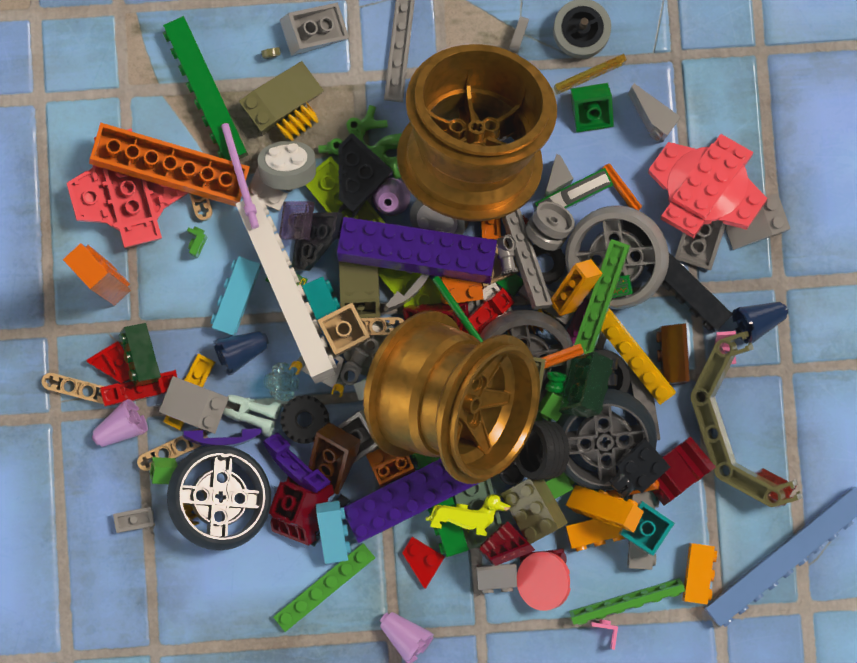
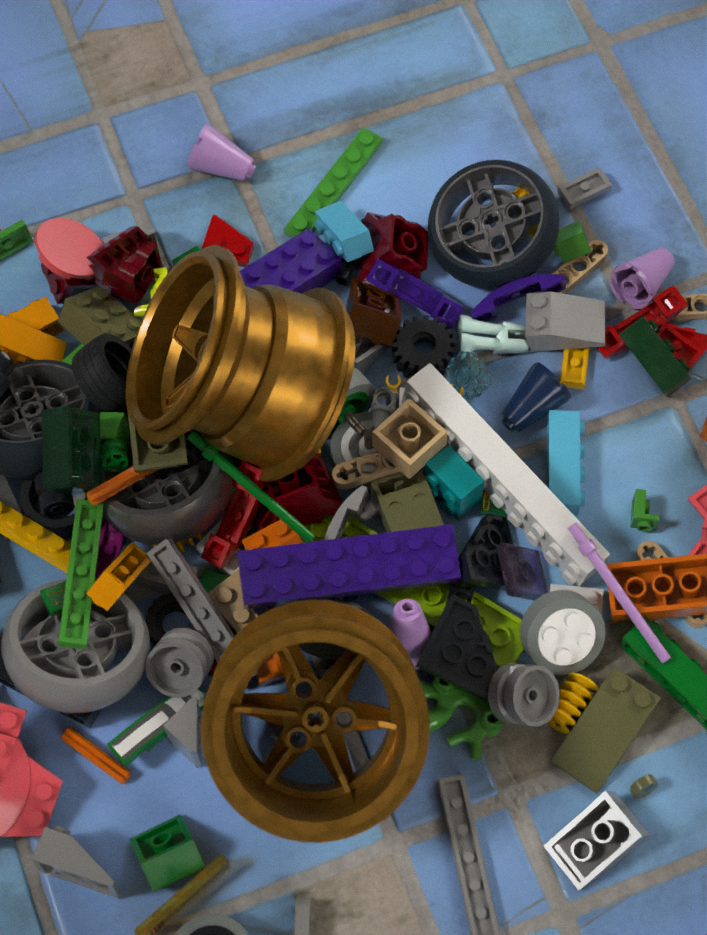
camera: 165 degrees right, 20 degrees down
(329, 128) = (523, 694): none -> light grey wheel
(506, 255) = (225, 599): light grey connector -> none

